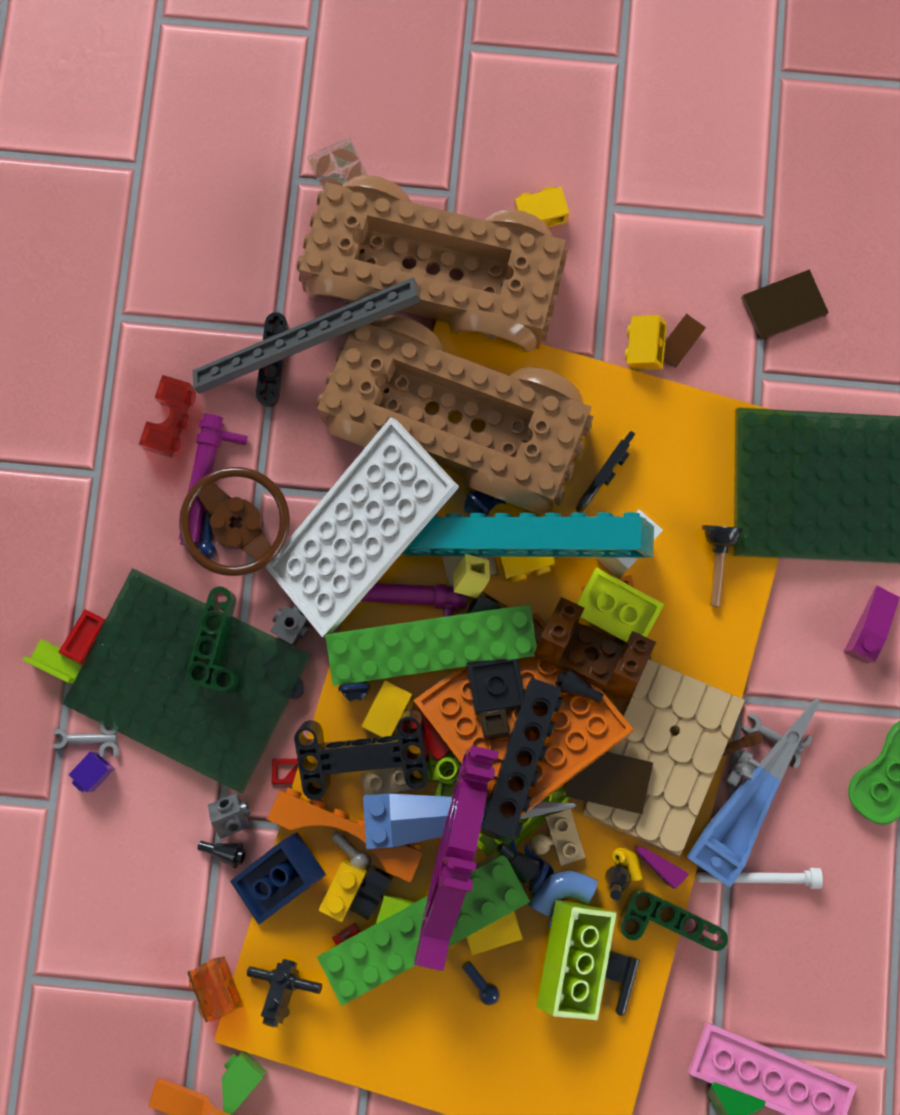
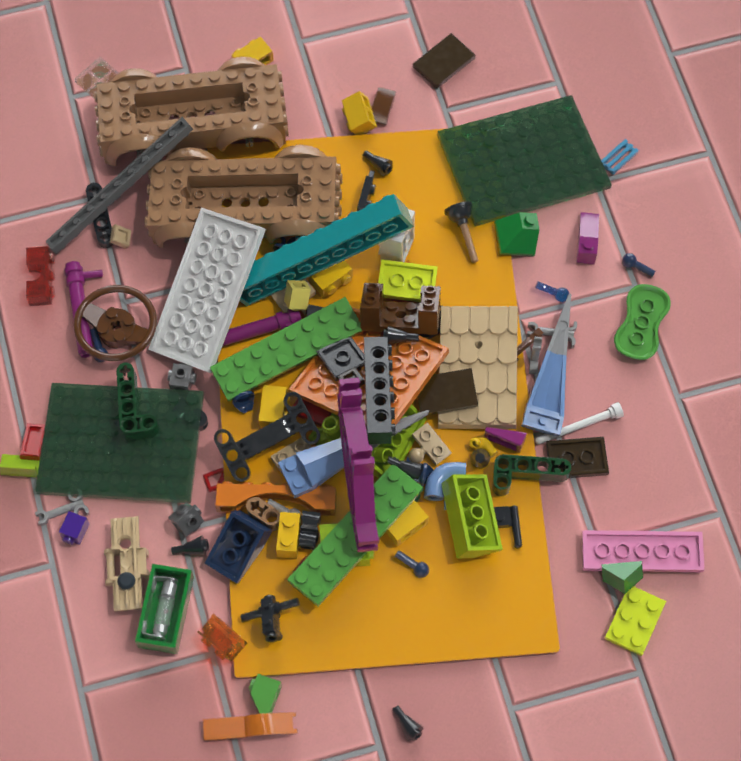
camera: 20 degrees left, 15 degrees down
(143, 849) = (133, 566): none -> tan piece
(159, 925) = (164, 609): none -> green piece
(286, 399) = (120, 236): none -> tan tile
(314, 847) = (267, 511): none -> medium nougat beam
(648, 427) = (382, 165): none -> black cone
(747, 920) = (585, 454): none -> dark brown tile
(784, 590) = (517, 234): none -> green slope
(806, 688) = (560, 293): none -> clear blue bar

